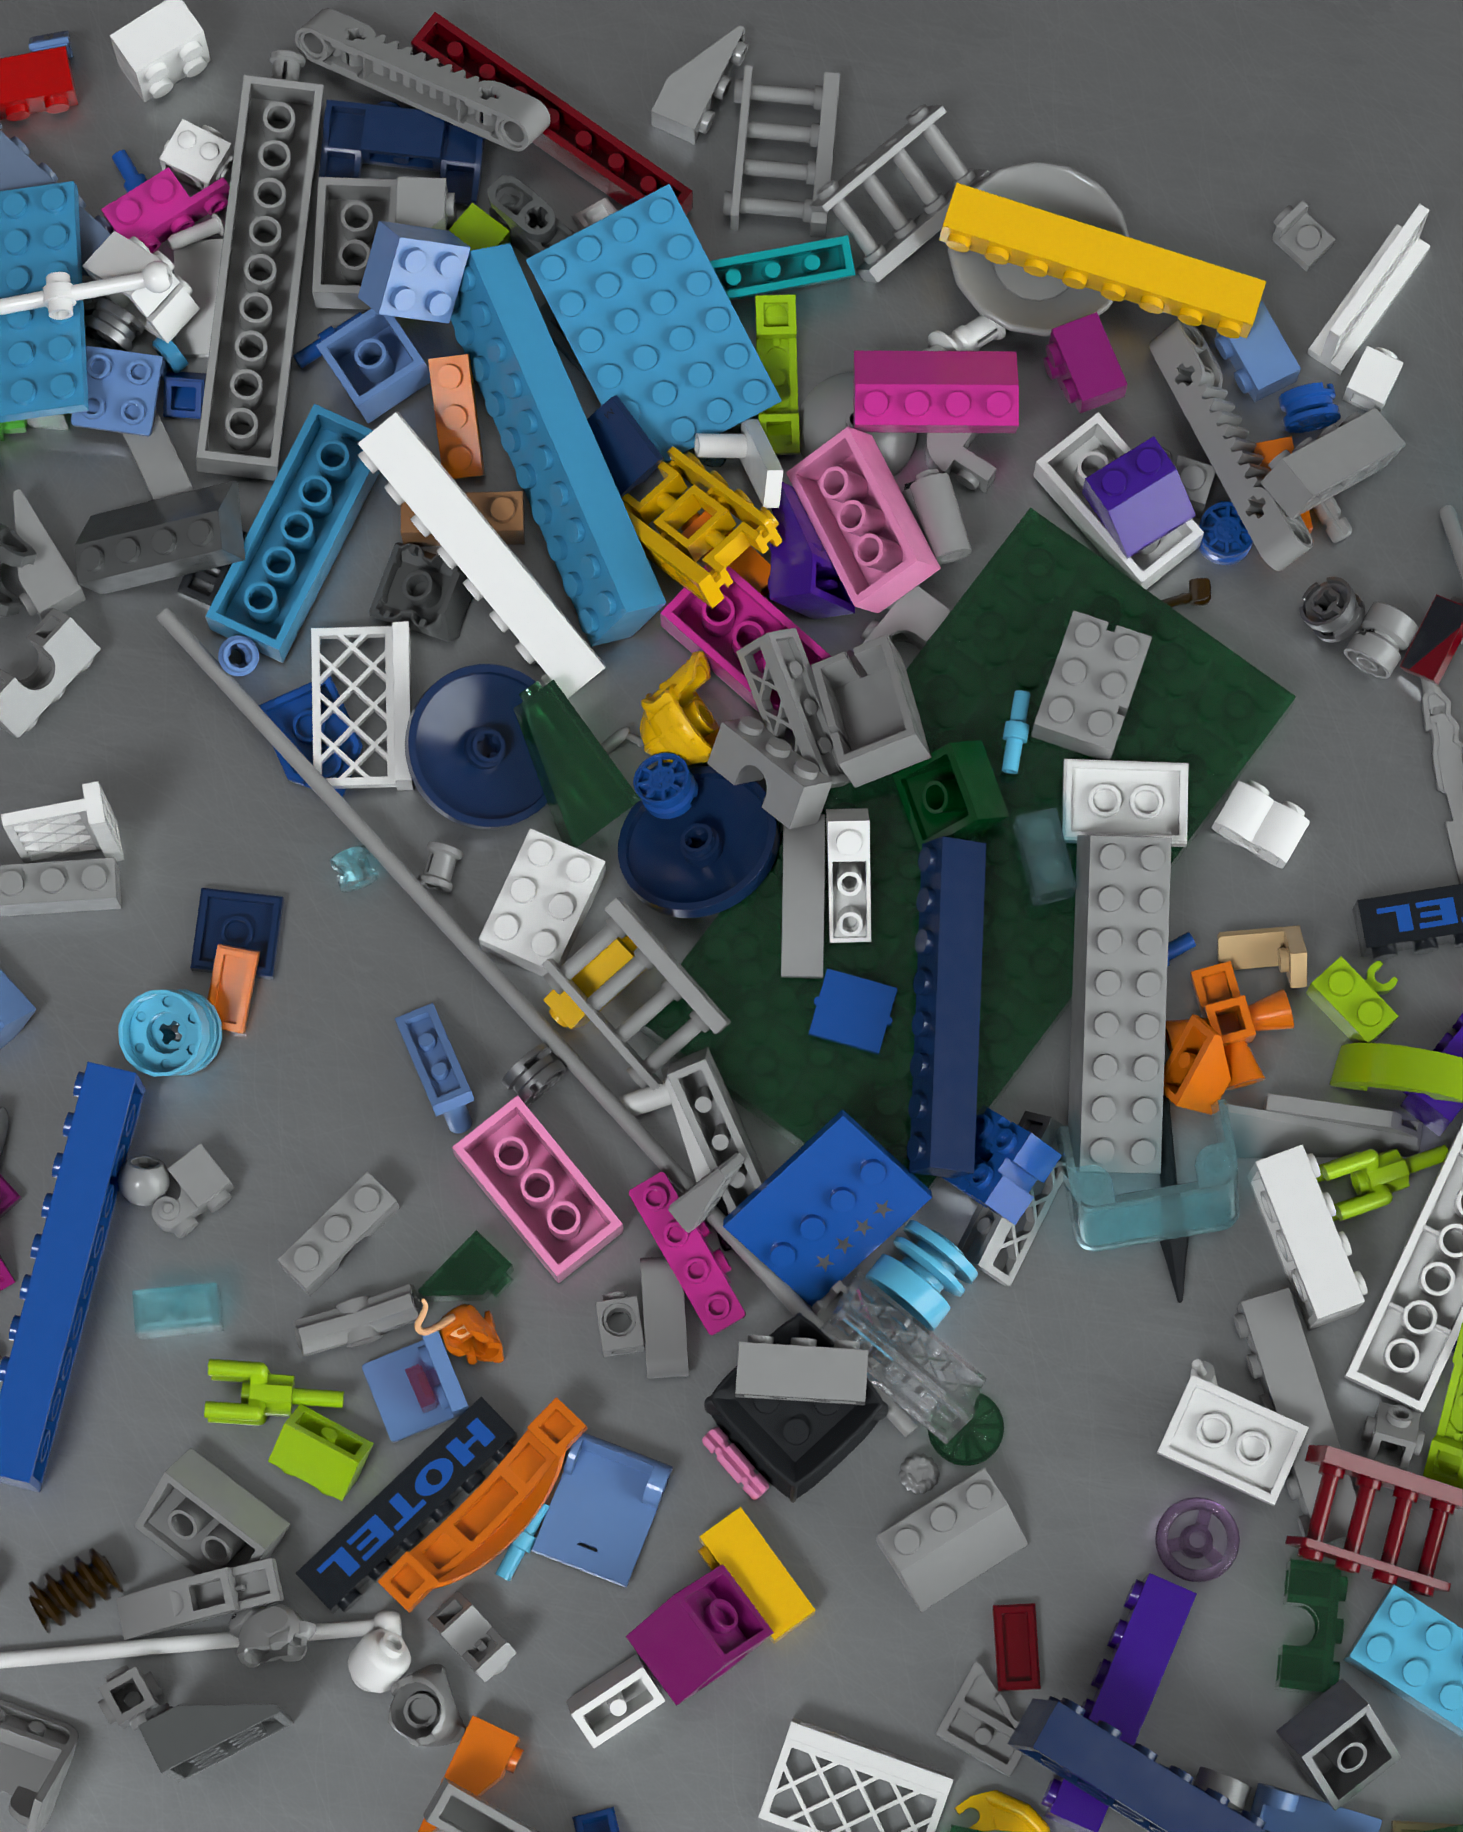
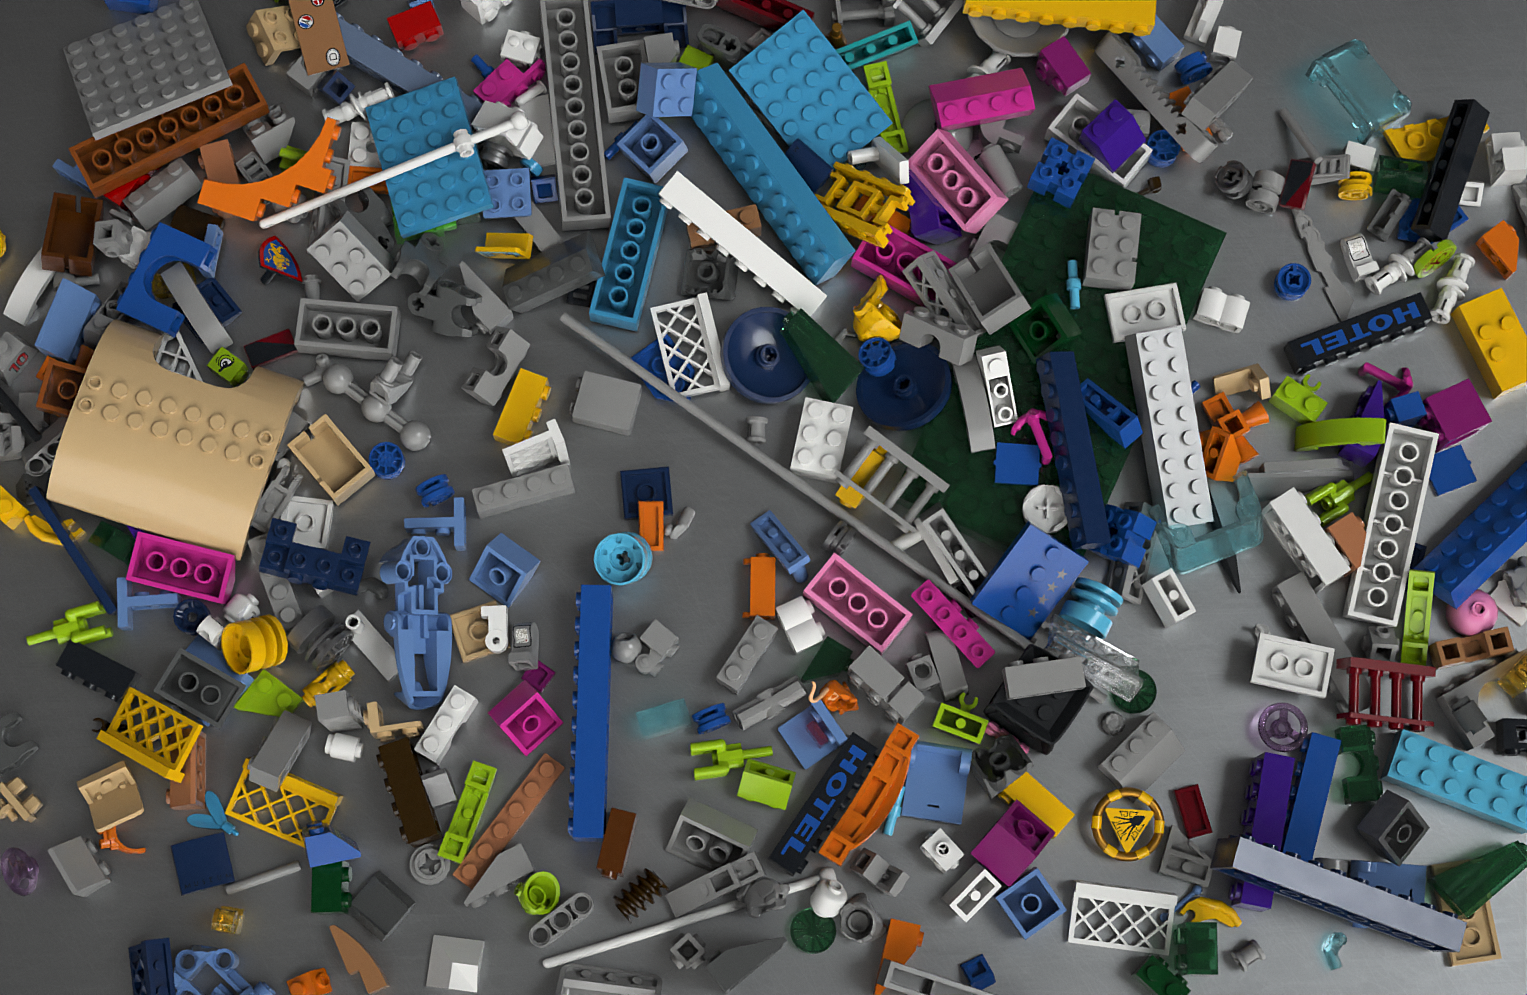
camera: 15 degrees left, 0 degrees up
(53, 1498) = (617, 843): none -> reddish brown brick
(64, 750) = (522, 408): none -> yellow brick
(99, 478) = (507, 246): none -> yellow panel
(203, 771) = (605, 403): none -> light grey brick
(248, 651) = (617, 330): medium blue cone -> none
(256, 1326) = (713, 721): none -> blue wheel
(285, 995) = (682, 524): none -> light grey arm
(342, 1711) = (811, 932): none -> clear green wheel
(354, 868) = (706, 441): clear light blue wheel -> none
(389, 1127) = (761, 586): none -> orange brick
(437, 1202) = (799, 624): none -> white brick
(456, 415) = (706, 167): orange plate -> none
(550, 1332) = (884, 686): none -> light grey piece
(584, 1641) = (931, 850): none -> white head
(662, 1416) = (960, 721): none -> lime brick
(700, 1199) = (956, 587): light grey slope -> none
(707, 1739) = (1030, 903): none -> medium blue brick
(709, 1501) = (999, 764): none -> dark grey slope
(721, 240) = (836, 36): none -> pearl gold cone
(879, 1095) = (1045, 508): none -> white tile
(893, 941) = (1033, 420): none -> dark pink piece
(900, 1645) = (1128, 824): none -> piece
(991, 1778) = (1196, 890): none -> medium blue hinge
(1023, 959) = (1110, 414): none -> blue slope
(1038, 566) = (1074, 169): none -> blue brick
(1044, 856) = (1108, 352): clear light blue brick -> none
(1056, 1285) = (1168, 598): none -> white brick
(1212, 1664) = (1309, 794): none -> blue brick
(1376, 1250) = (1349, 539): none -> nougat slope
(1392, 801) = (1292, 281): none -> blue wheel

